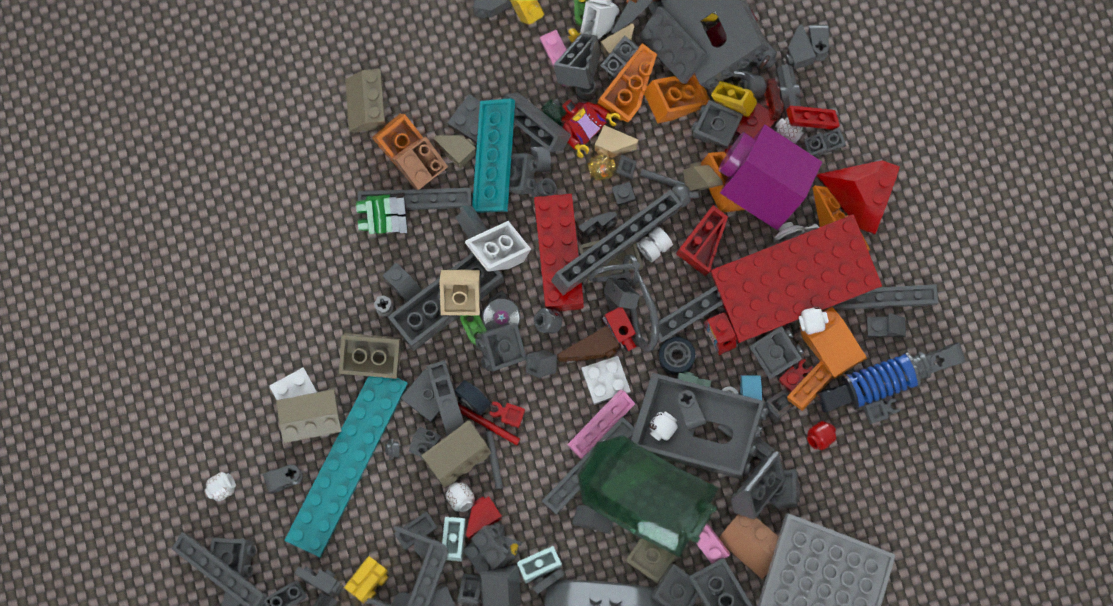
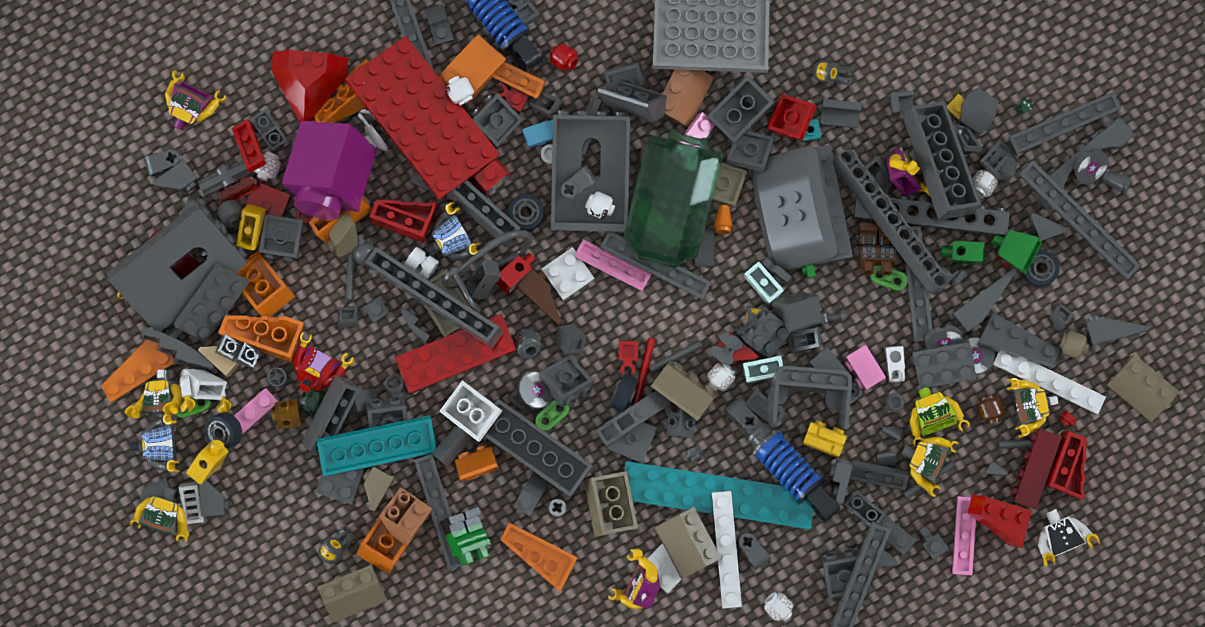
camera: 105 degrees left, 10 degrees up
(284, 362) = (642, 586): none -> torso
(291, 453) = (727, 549): none -> white plate
(340, 282) = (542, 556): none -> orange wing
(365, 524) = (782, 461): none -> piece
(412, 95) = (334, 547): none -> dark grey piece
(447, 240) = (476, 464): none -> orange slope
(460, 292) = (528, 432): tan slope -> none
(478, 504) = (725, 355): none -> dark grey piece
(548, 87) = (287, 414): none -> pearl gold brick
(550, 27) = (224, 428): none -> black wheel
(579, 62) = (256, 388): dark grey wedge -> none
(601, 167) = (356, 337): clear yellow head -> none
(614, 142) = (327, 334): tan slope -> none
(614, 545) = (723, 220): none -> orange cone
(673, 279) = (451, 237): none -> torso
(689, 377) = (545, 195): sand green plate -> none
(869, 77) = (189, 103): none -> torso

